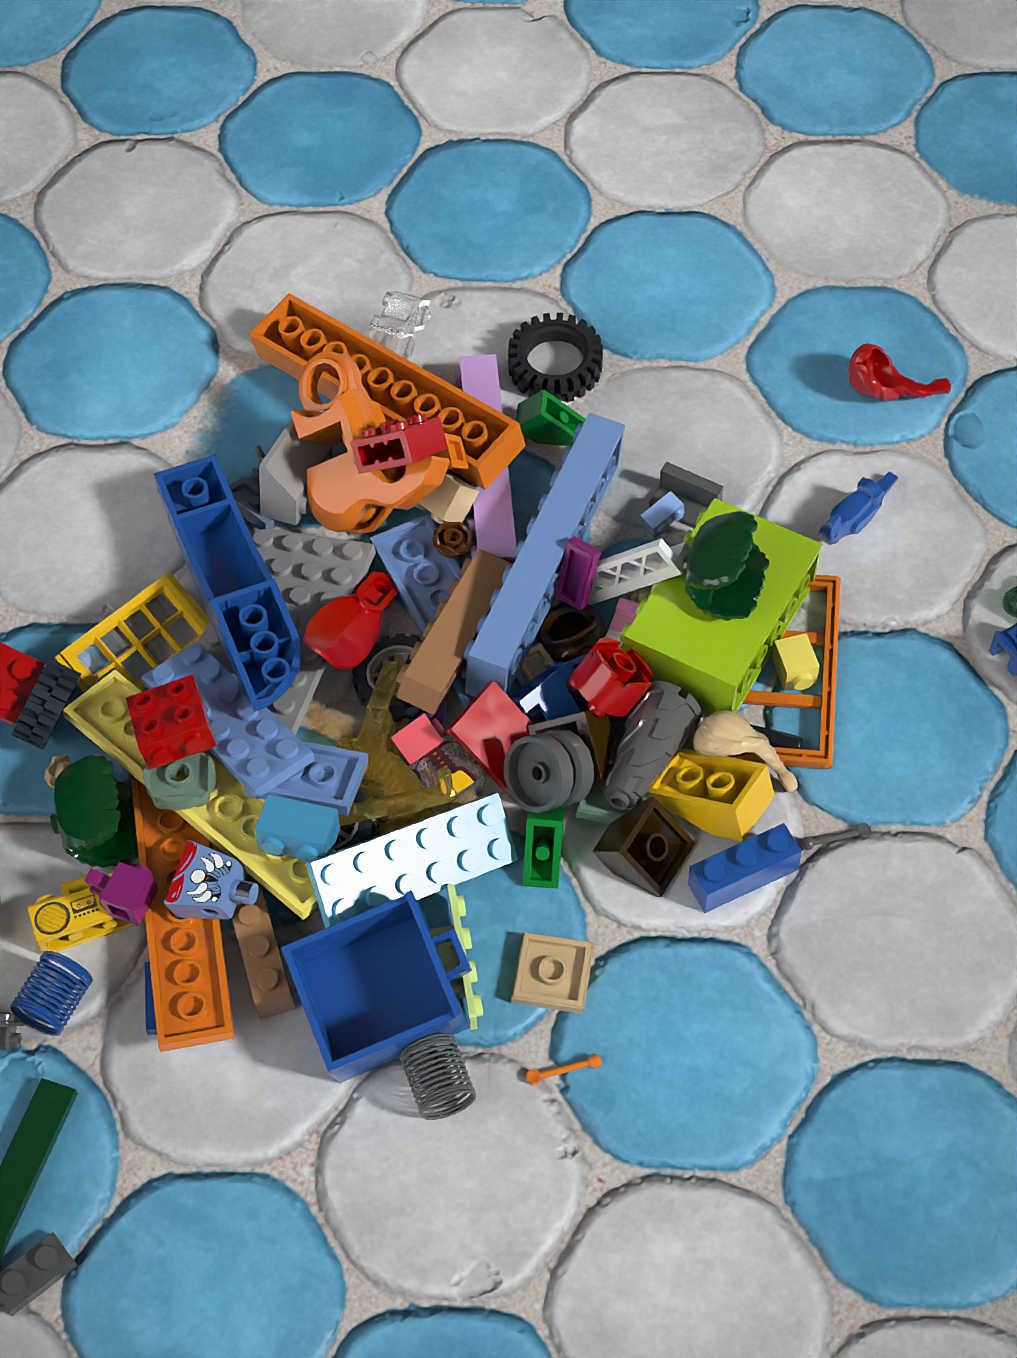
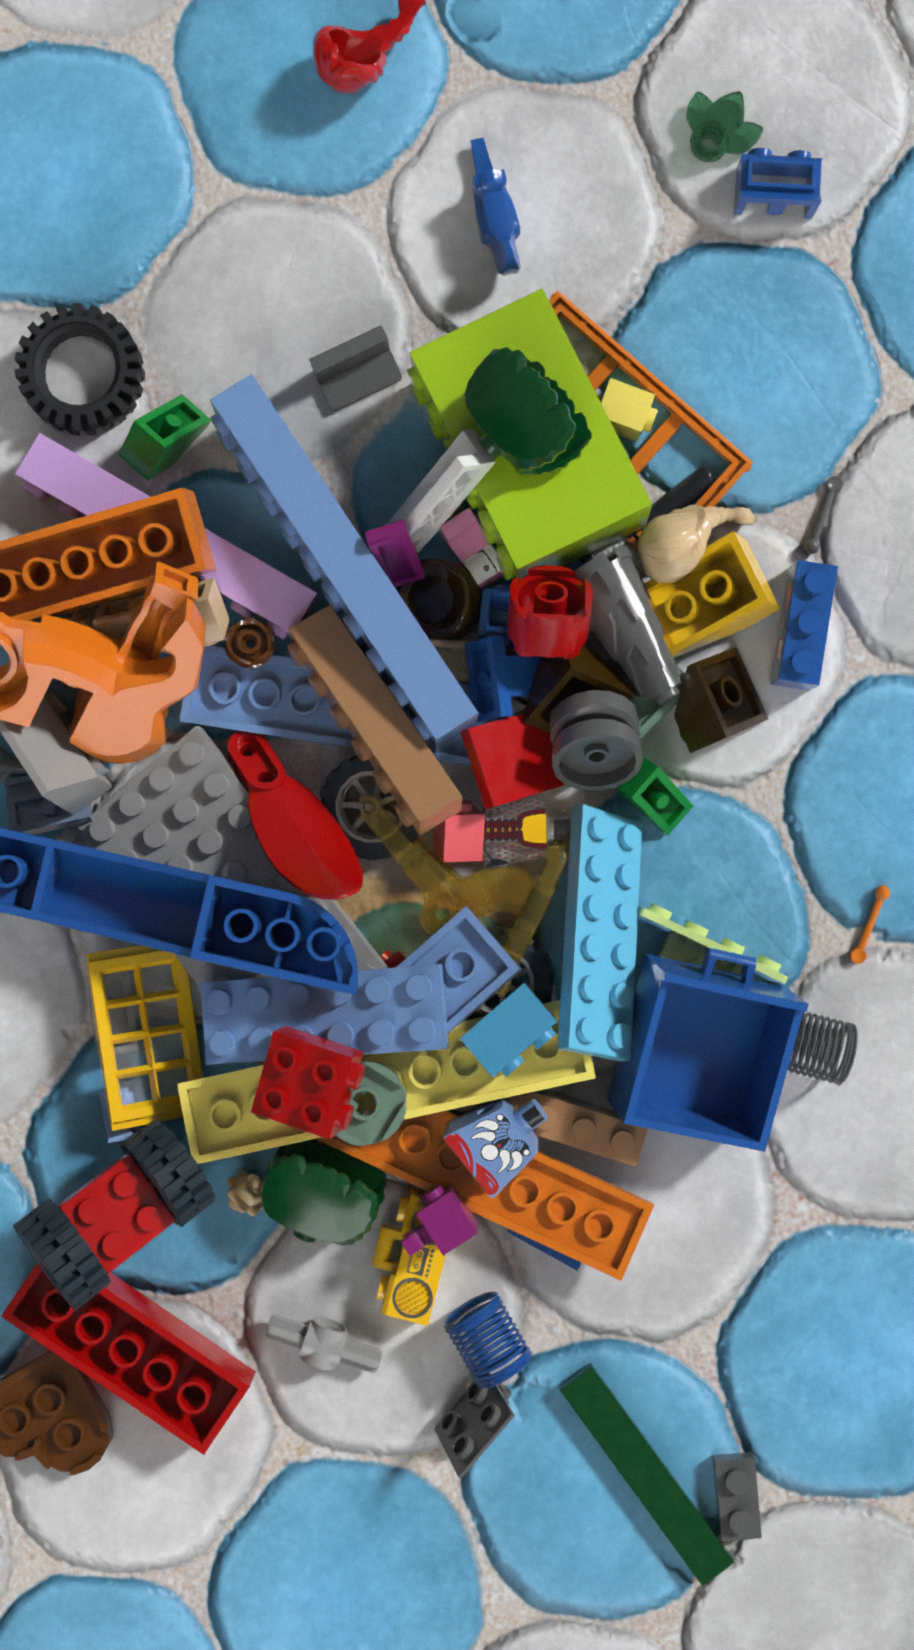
camera: 55 degrees left, 30 degrees up
(398, 443) = (141, 641): red brick -> none
(552, 973) = (773, 869): tan tile -> none
(662, 514) = (360, 407): light blue piece -> none

